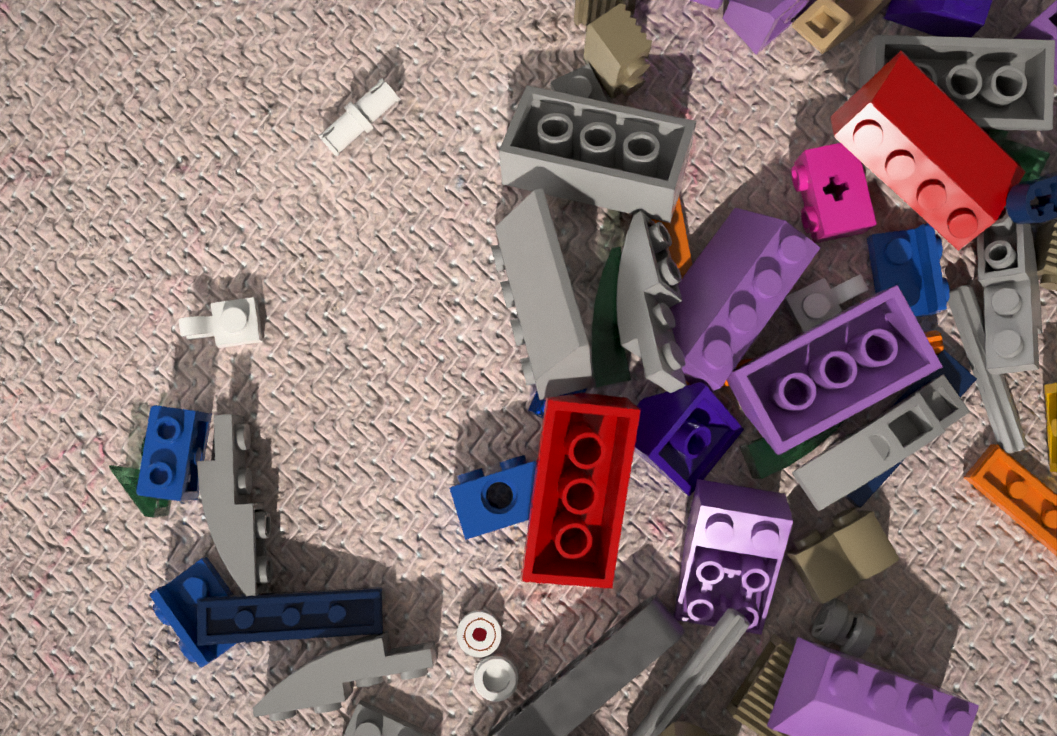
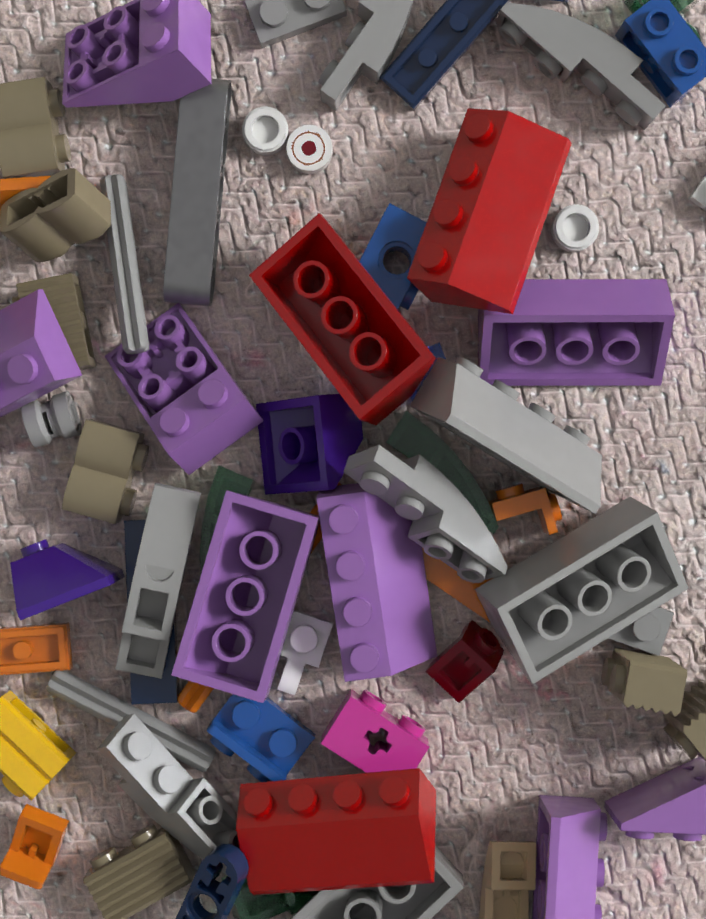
camera: 130 degrees right, 5 degrees up
(356, 397) = (575, 228): none -> white tile
(404, 464) = (489, 211): none -> red slope
(428, 328) = (579, 334): none -> medium lavender slope
(580, 254) = (516, 501): none -> orange bracket
(719, 183) = (466, 661): none -> dark red bracket
(948, 513) = (56, 576): none -> dark purple slope

